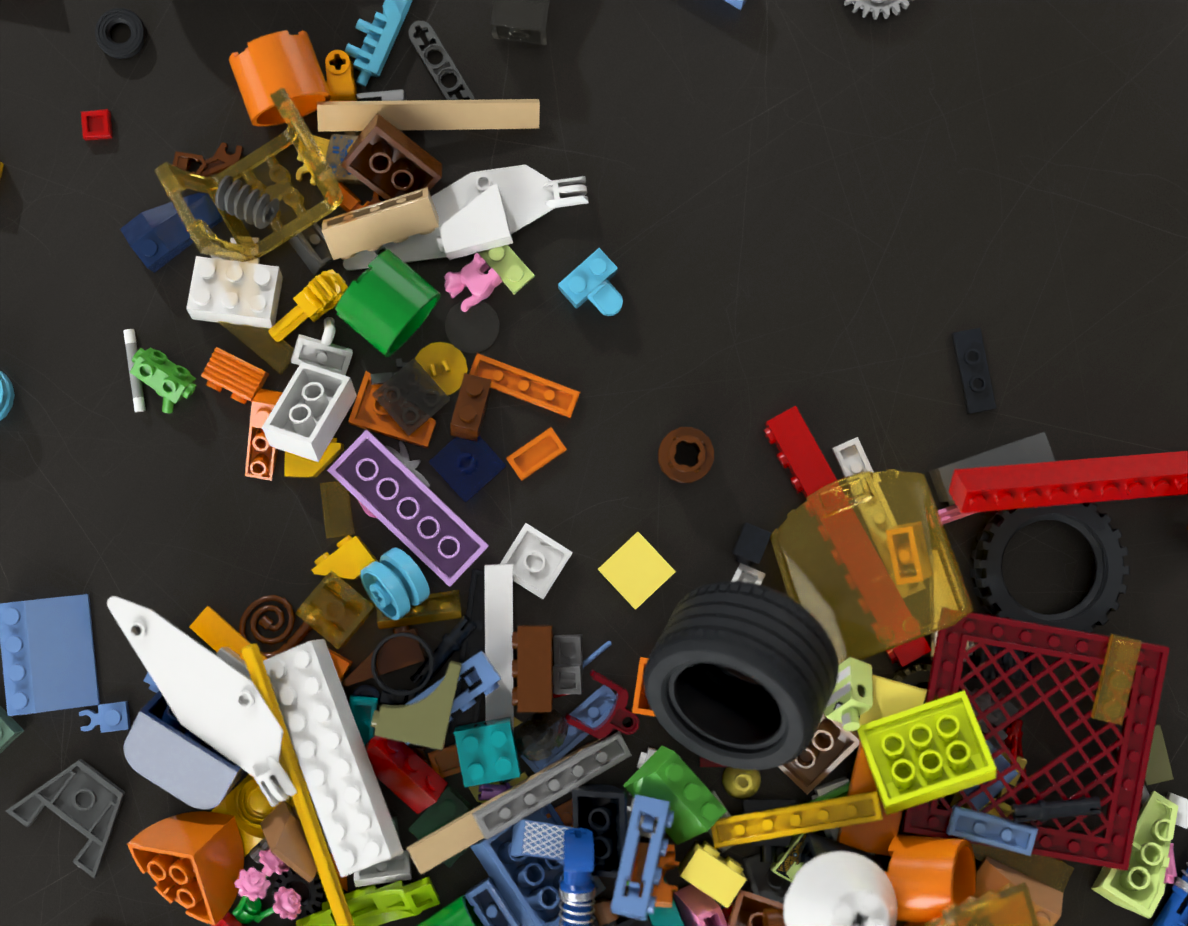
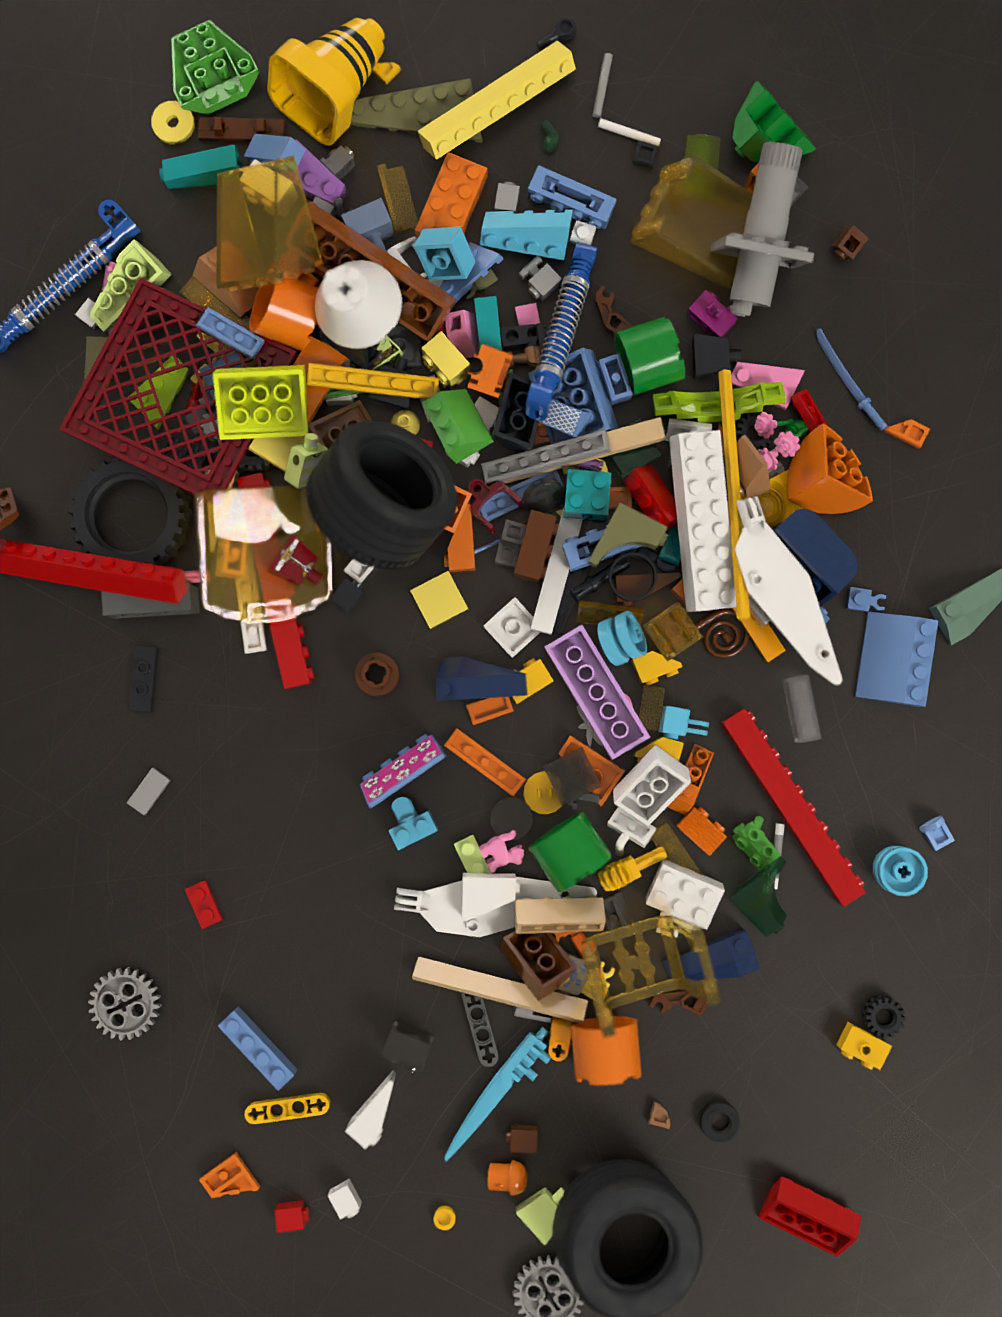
camera: 160 degrees left, 0 degrees up
(82, 800) = (897, 542): dark grey wing -> none
(96, 124) = (757, 1055): red tile -> none
(130, 435) = (792, 807): none -> red brick
(142, 310) = (758, 899): none -> clear green arch
(149, 559) = (801, 709): none -> clear brick
(196, 20) = (659, 1116): none -> medium nougat tile
(246, 203) = (658, 959): dark grey piece -> none
(301, 498) = (675, 723): none -> medium azure brick
(467, 465) = (543, 714): clear blue tile -> none
(470, 407) = (529, 756): reddish brown brick -> none
(498, 500) = (536, 676): none -> yellow brick
(567, 481) = (472, 679): none -> dark blue wedge
(621, 345) = (402, 770): none -> slope
(626, 641) = (461, 547): none -> orange slope
(632, 905) = (510, 350): medium blue brick -> none
(817, 118) = (204, 904): none -> red plate
(825, 563) = (295, 563): none -> dark red torso
(925, 235) = (148, 791): none -> light grey tile
(1054, 740) = (166, 388): none -> lime wing
(1056, 809) = (186, 336): black pin -> none
(1116, 679) = (105, 416): clear yellow plate -> none

